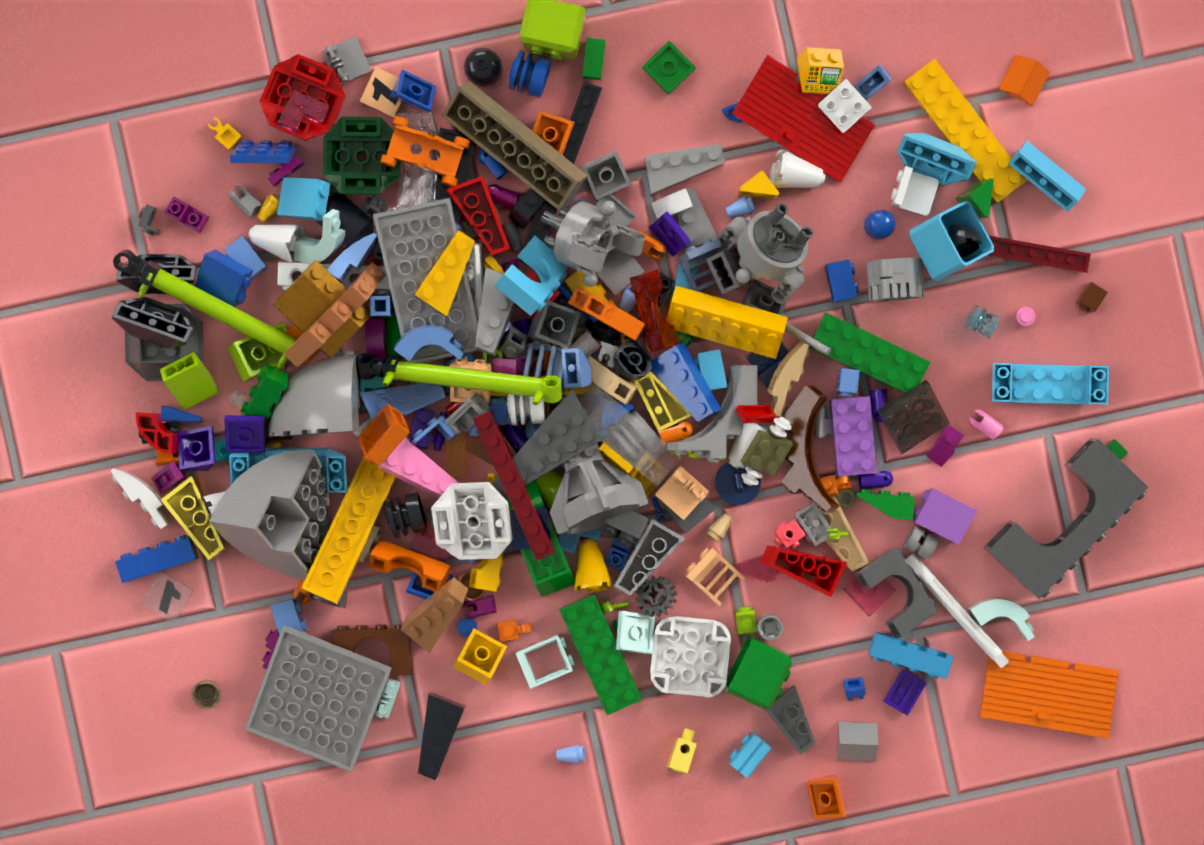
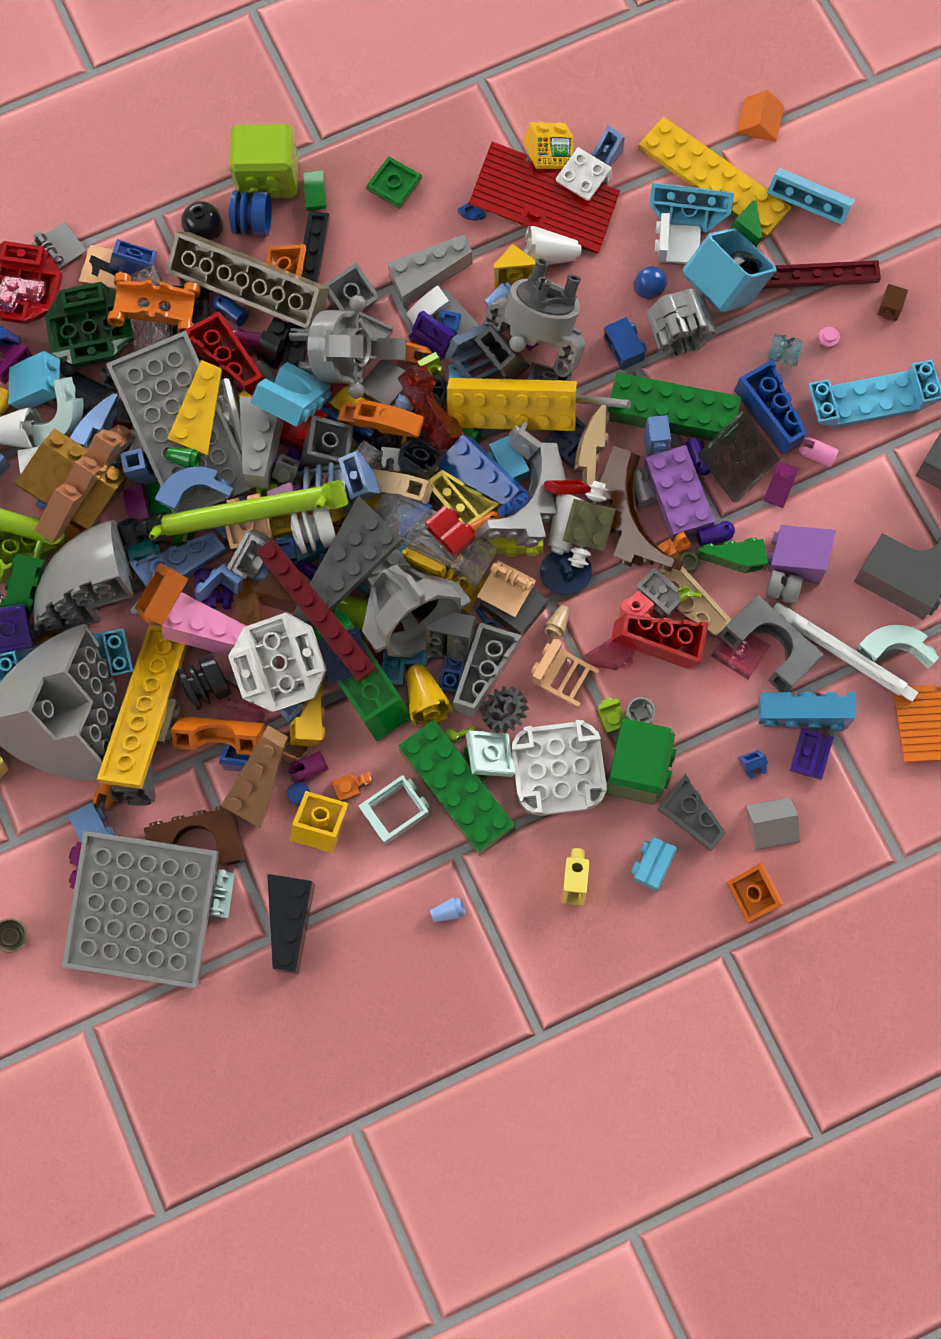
camera: 10 degrees left, 15 degrees down
(427, 315) = (183, 457): none -> green cone
(644, 442) = (450, 530): none -> red brick
(662, 262) = (433, 364): none -> lime tile
(690, 225) = (451, 320): none -> blue tile
(704, 427) = (513, 505): none -> blue gear
(726, 361) = (523, 442): none -> light grey bracket
(956, 374) = (771, 406): none -> blue wedge

